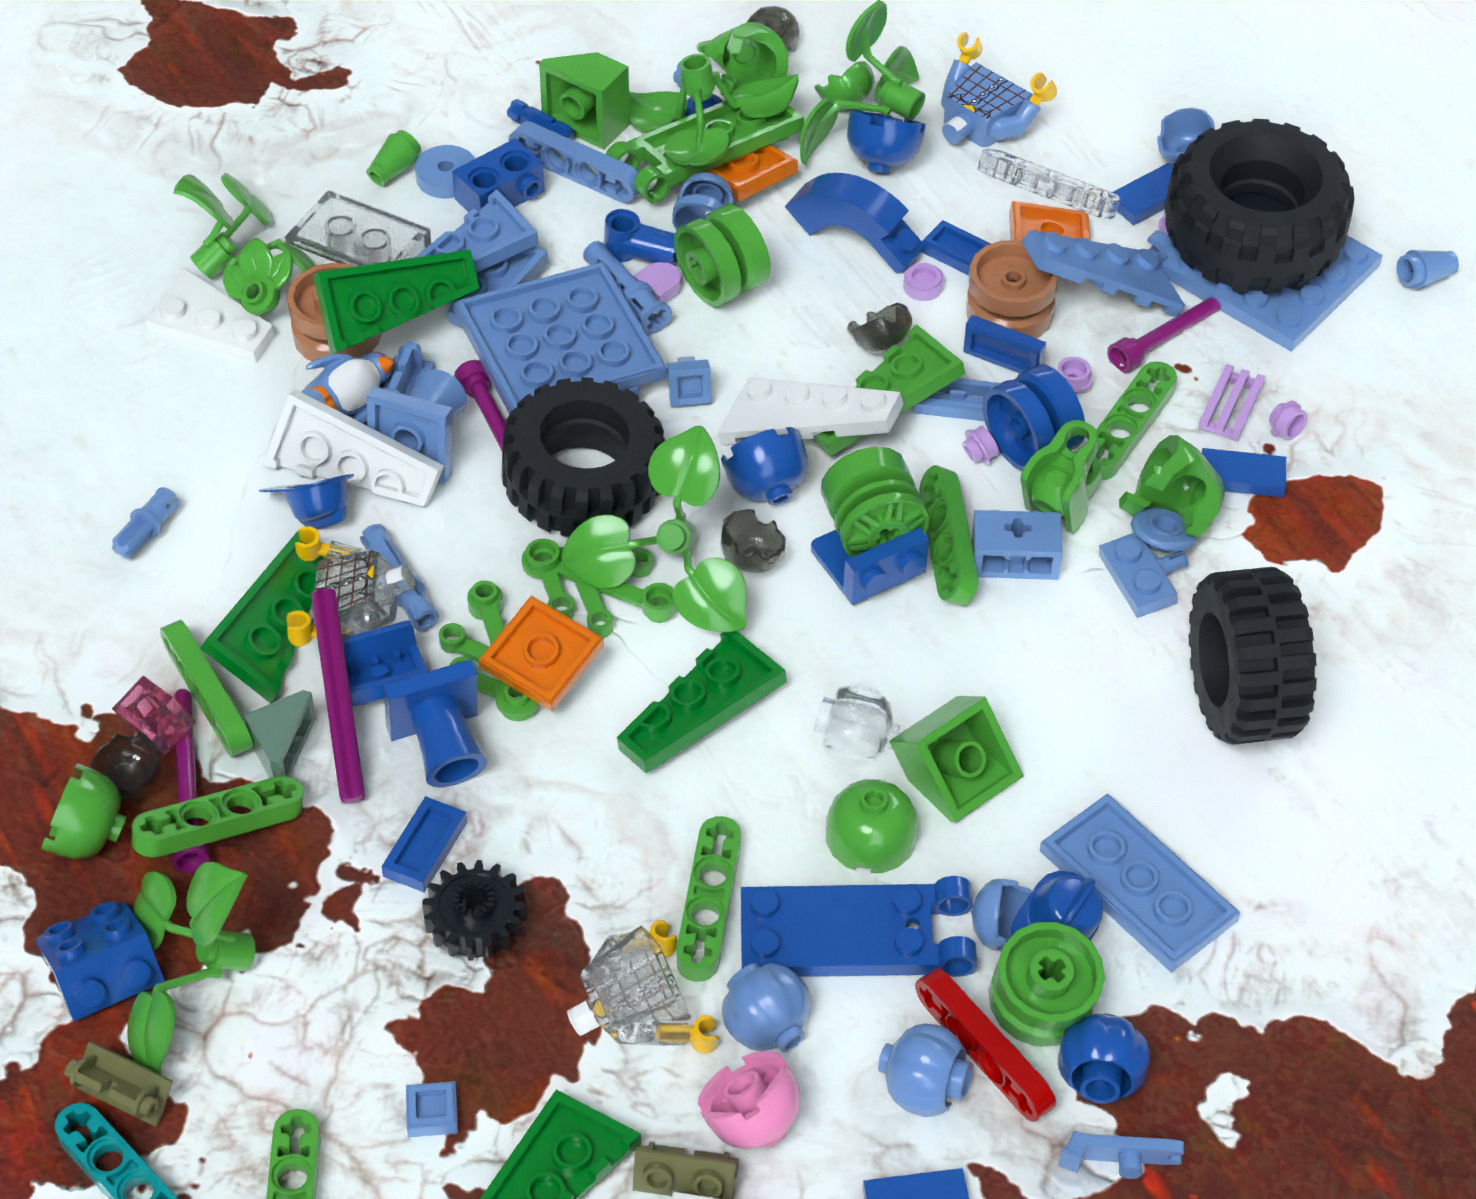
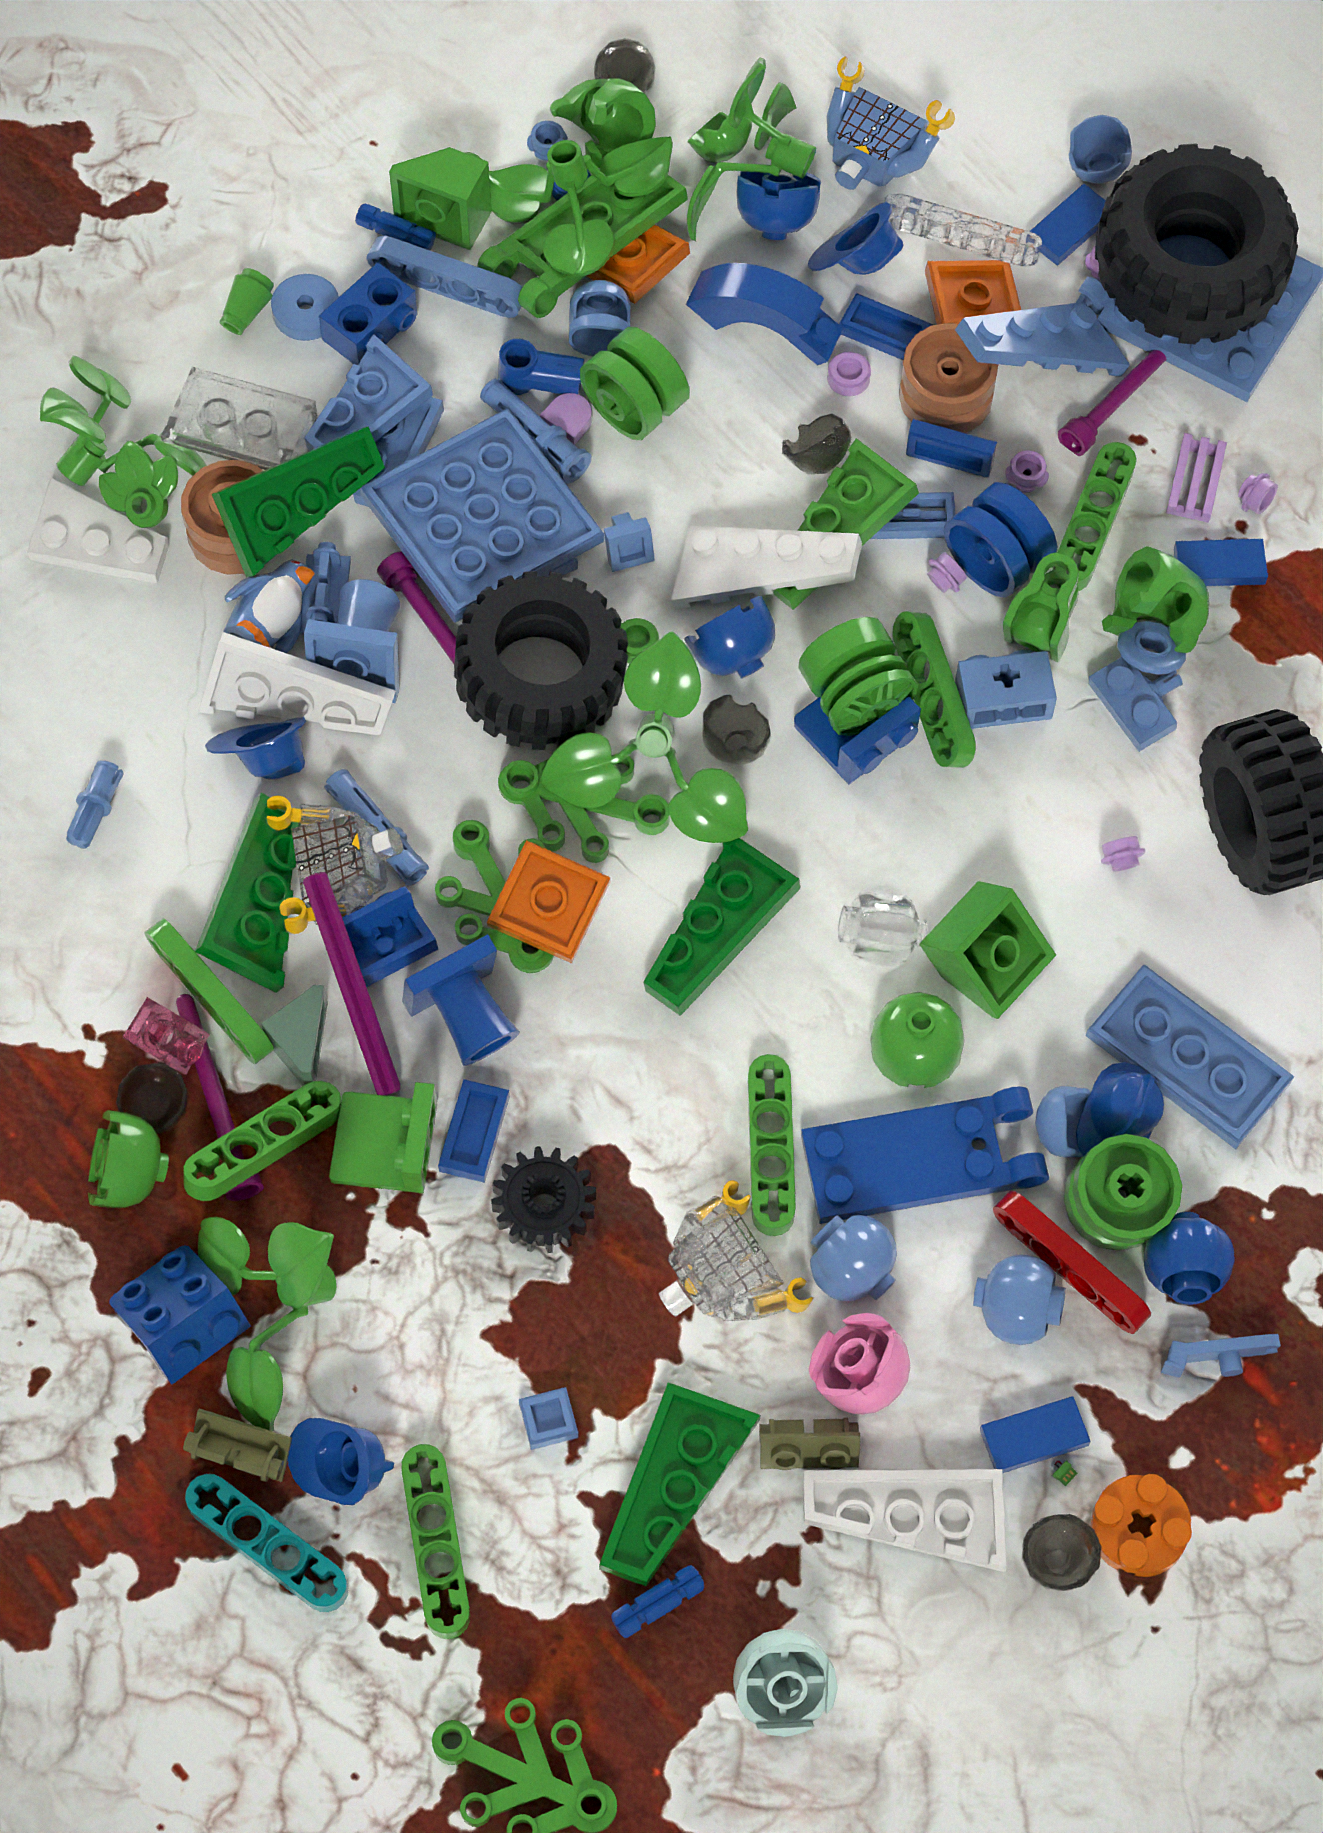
camera: 10 degrees left, 15 degrees up
(211, 1108) = (336, 1460): none -> blue piece
(338, 837) = (384, 1140): none -> bright green bracket
(958, 186) = (862, 246): none -> blue piece
(1103, 696) = (1122, 853): none -> lavender plate

